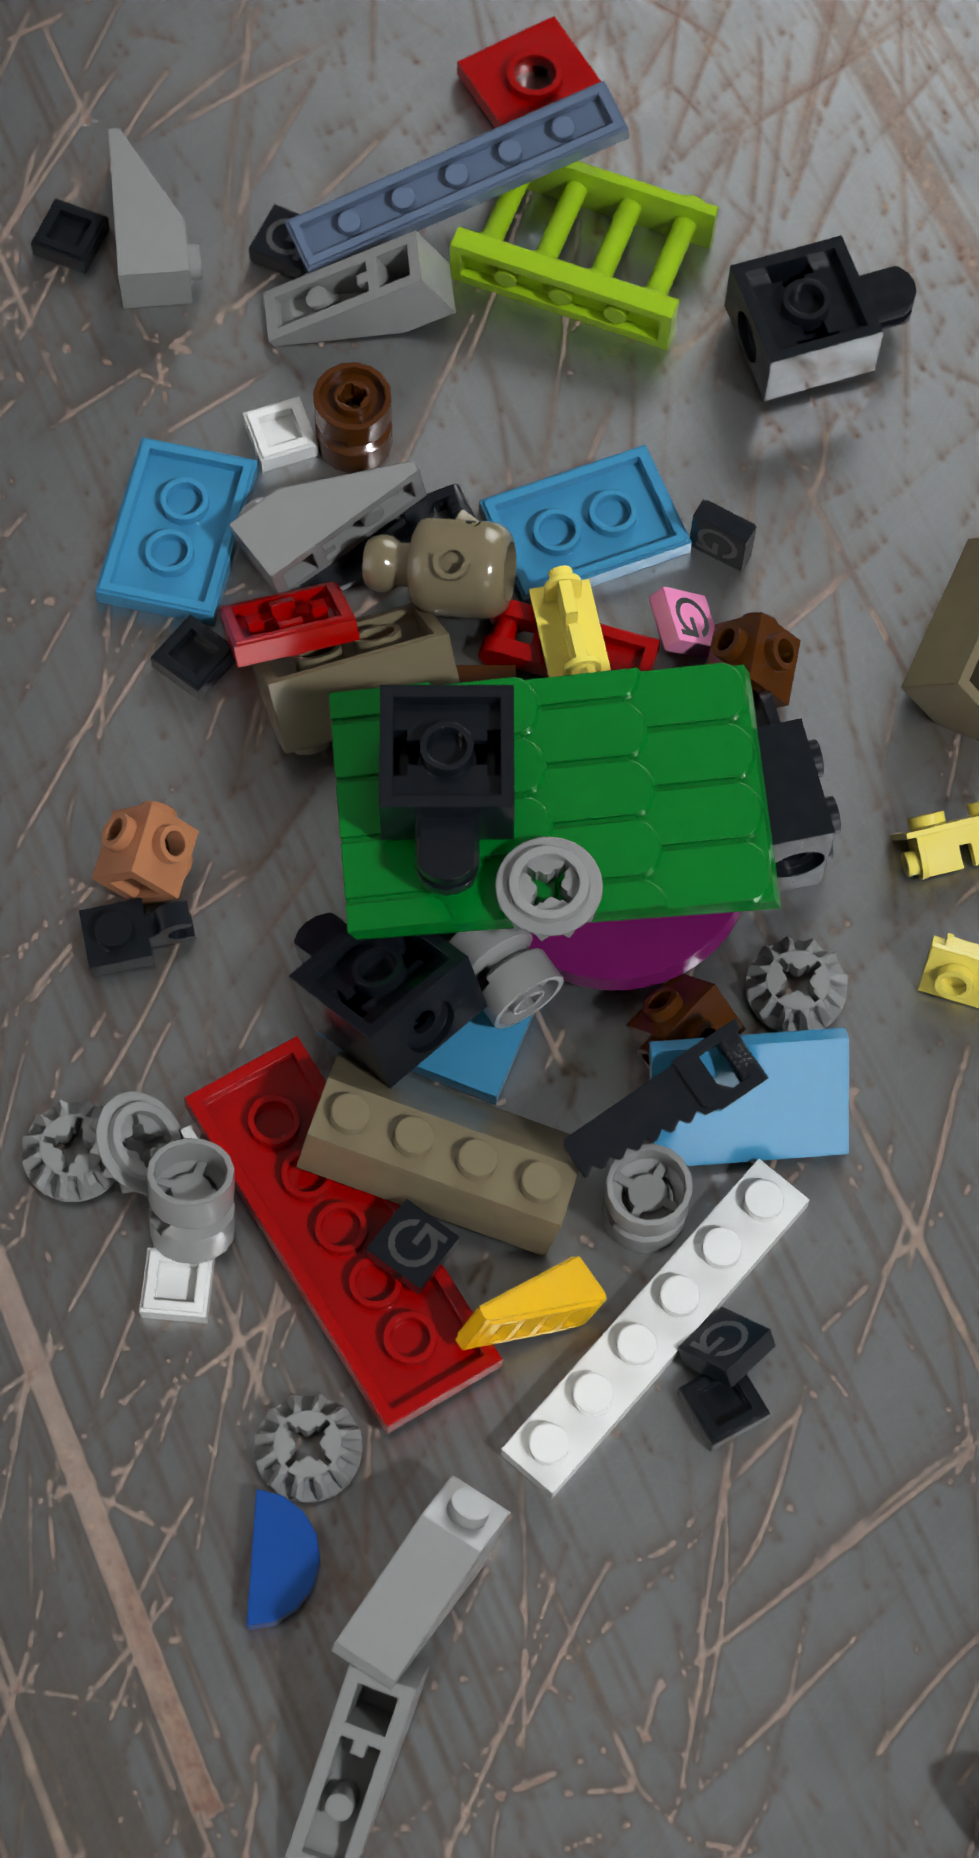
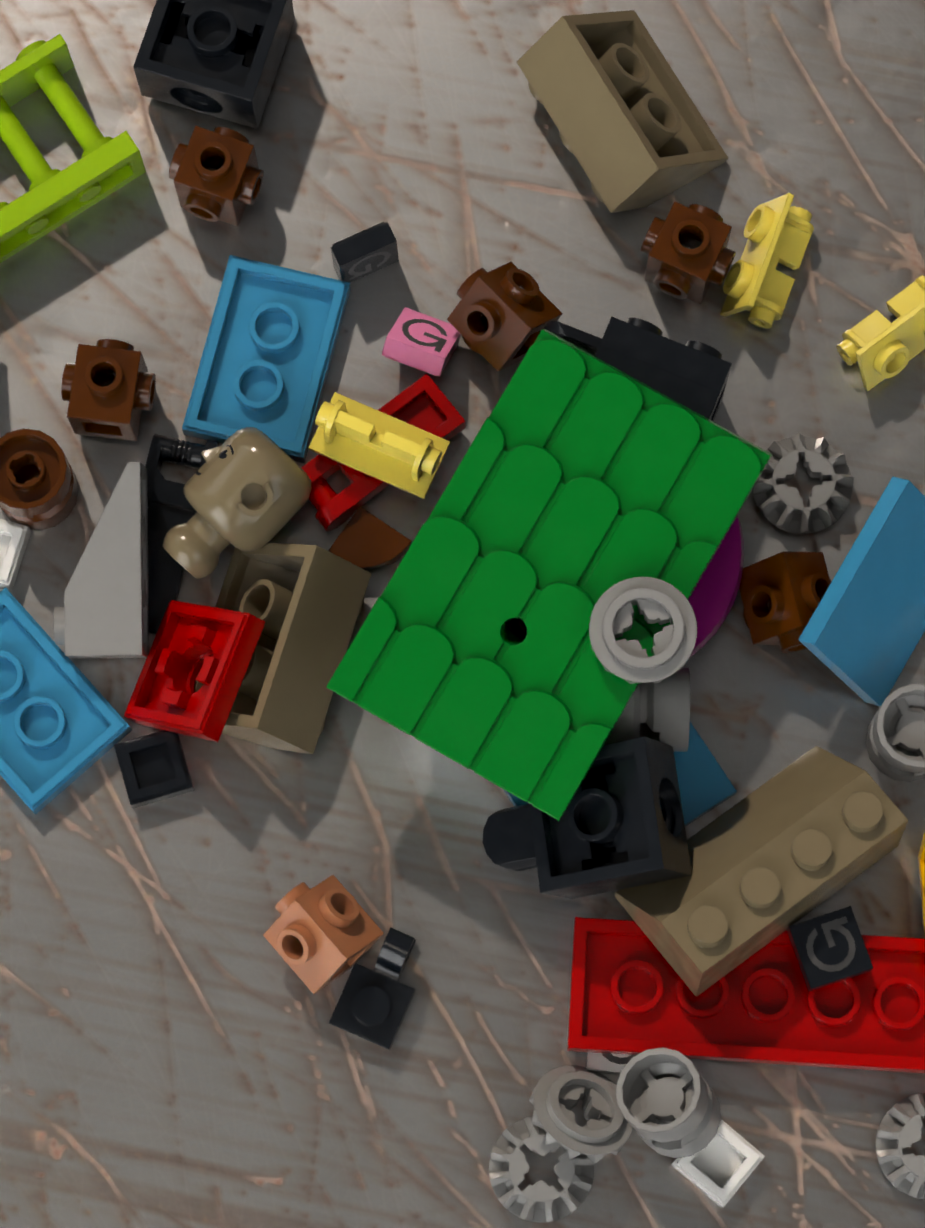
camera: 50 degrees left, 10 degrees up
(446, 776) = (495, 645): black brick -> none
(465, 424) = (107, 390): none -> reddish brown brick
(666, 1100) = (864, 660): black piece -> none
(699, 389) = (220, 192): none -> reddish brown brick
(916, 766) = (683, 270): none -> reddish brown brick

